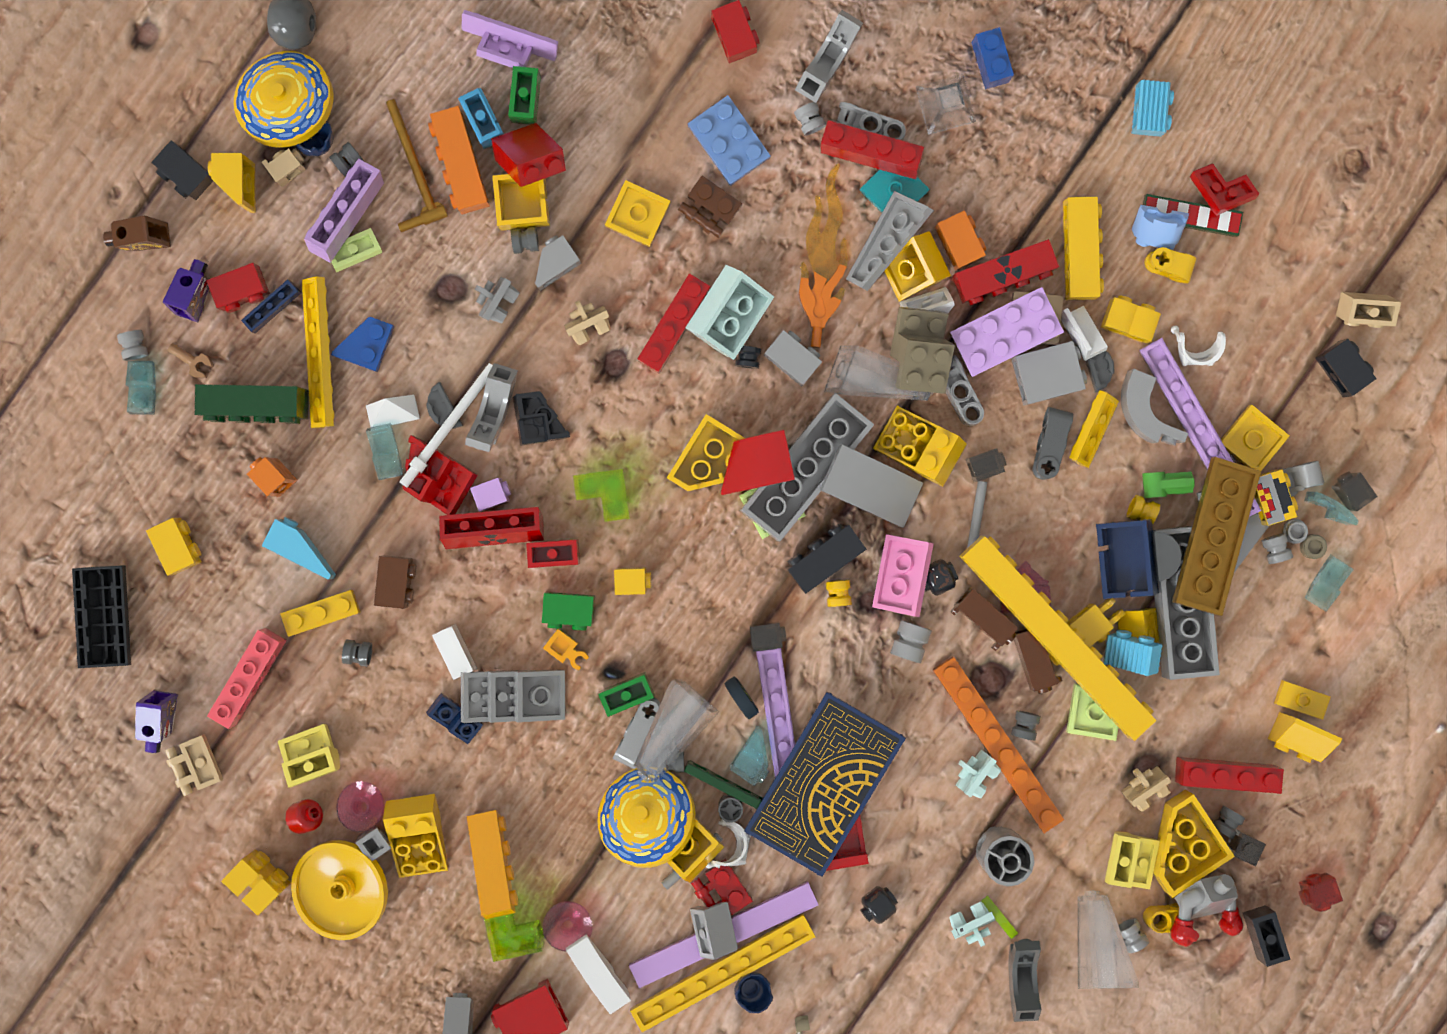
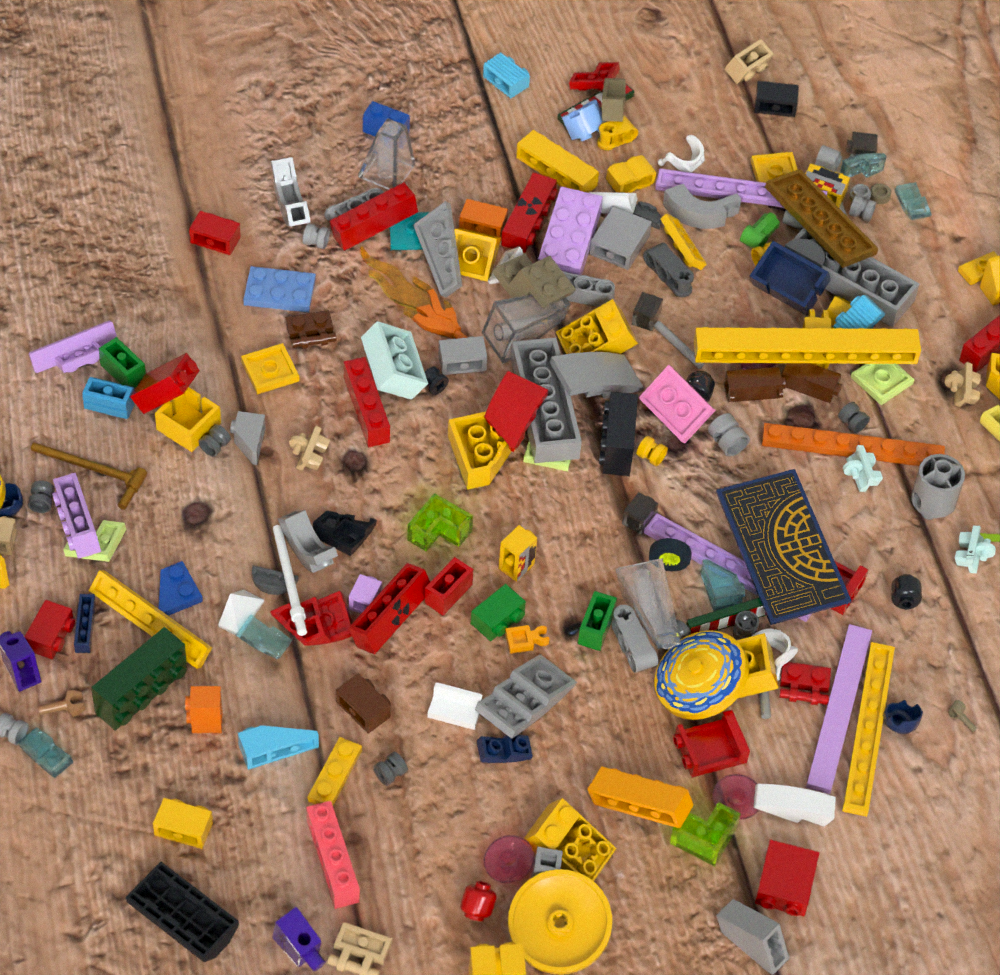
camera: 55 degrees left, 35 degrees down
(308, 755) = (434, 861): light yellow brick -> none
(459, 159) = (120, 432): orange brick -> none
(501, 290) = (232, 485): light grey hips -> none
(595, 869) = (712, 745): none -> red panel
(714, 930) = (828, 702): light grey panel -> none
(1199, 235) = (613, 99): none -> dark tan panel

